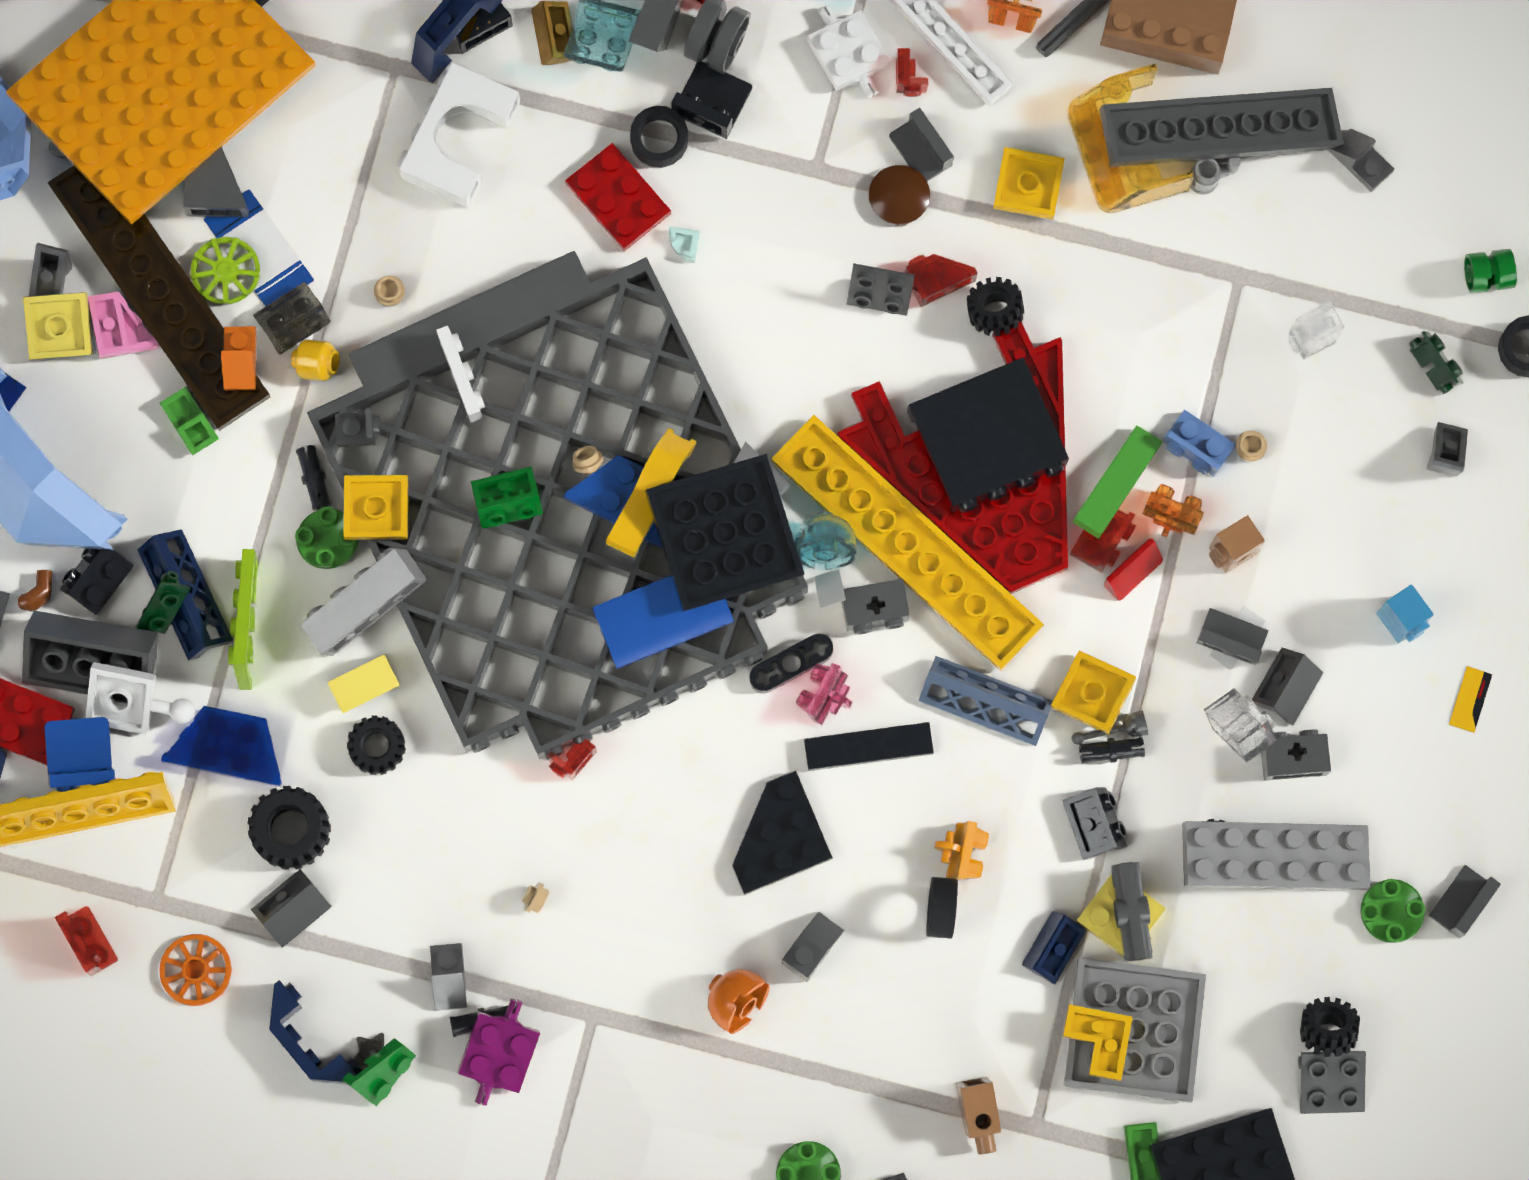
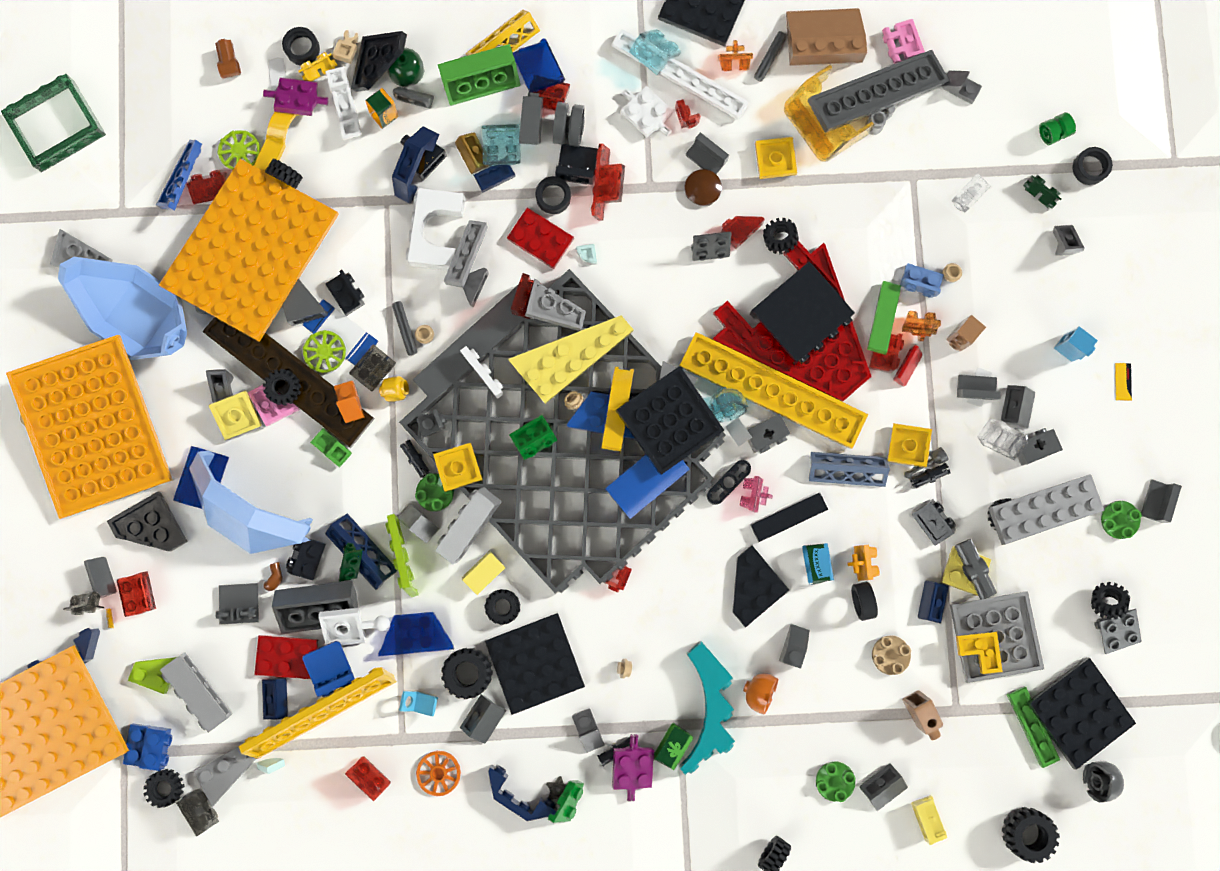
camera: 15 degrees left, 5 degrees up
(140, 286) = (273, 379): none -> black tyre
(201, 852) = (420, 703): none -> medium azure bracket
(286, 190) = (345, 293): none -> black bracket
(287, 578) = (418, 523): none -> flat silver slope
(361, 272) = (404, 328): none -> dark grey axle
(398, 848) = (534, 663): none -> black plate
(489, 236) = (474, 285): none -> flat silver slope
(493, 185) = (466, 253): none -> light grey plate
(563, 279) = (522, 296): none -> clear red bracket
(572, 1038) = (673, 746): none -> piece
(575, 80) = (494, 176): none -> dark blue plate
(589, 395) = (562, 361): none -> light yellow wing
(600, 310) = (551, 308): none -> light grey wing
(640, 1041) = (713, 734): none -> teal arch
(749, 143) = (608, 182): none -> clear red bracket
(889, 829) = (817, 563): none -> dark azure piece
(959, 1007) = (891, 655): none -> tan dish
(1300, 60) = (908, 38): none -> bright pink plate

